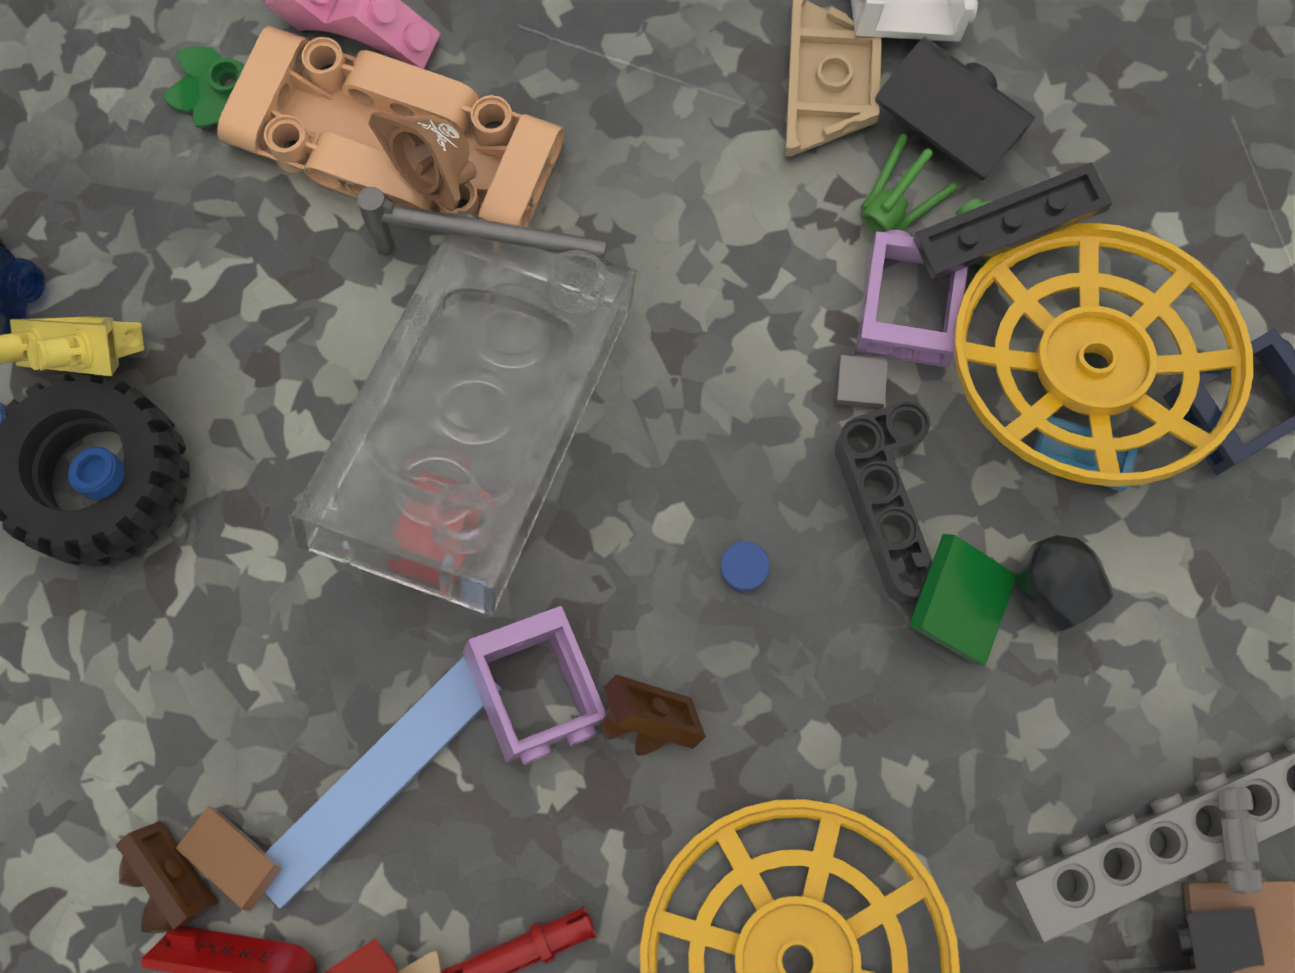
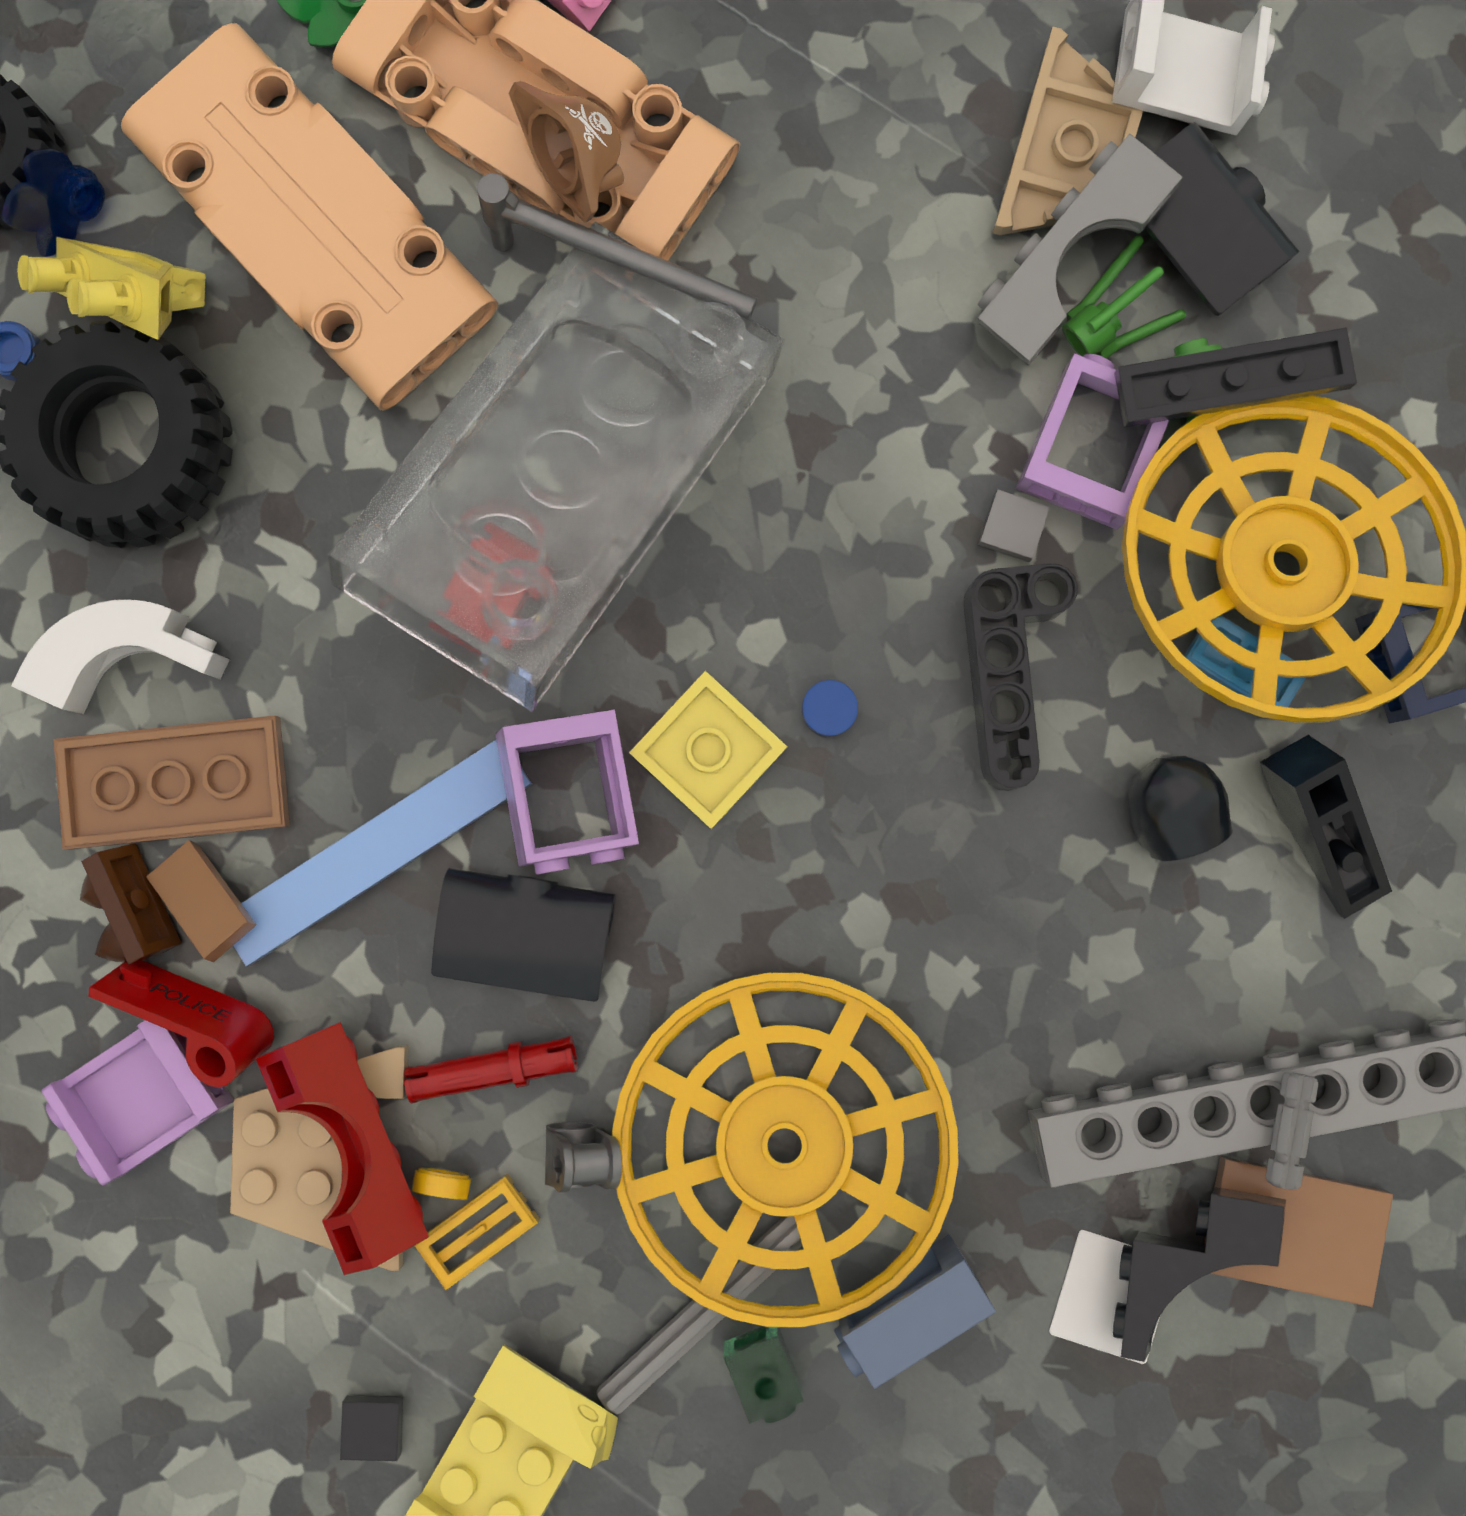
camera: 15 degrees right, 10 degrees up
(89, 651) = (83, 645): none -> white arch
(96, 473) = (123, 447): blue tile -> none
(183, 759) = (171, 782): none -> medium nougat tile
(221, 259) = (308, 215): none -> light nougat panel
(521, 823) = (522, 934): none -> black panel
(649, 624) = (708, 749): none -> light yellow plate
(652, 712) = (687, 851): reddish brown tile -> none
(883, 101) = (1123, 194): none -> light grey arch
(963, 599) = (1063, 801): green tile -> none
(1191, 567) = (1328, 822): none -> black slope

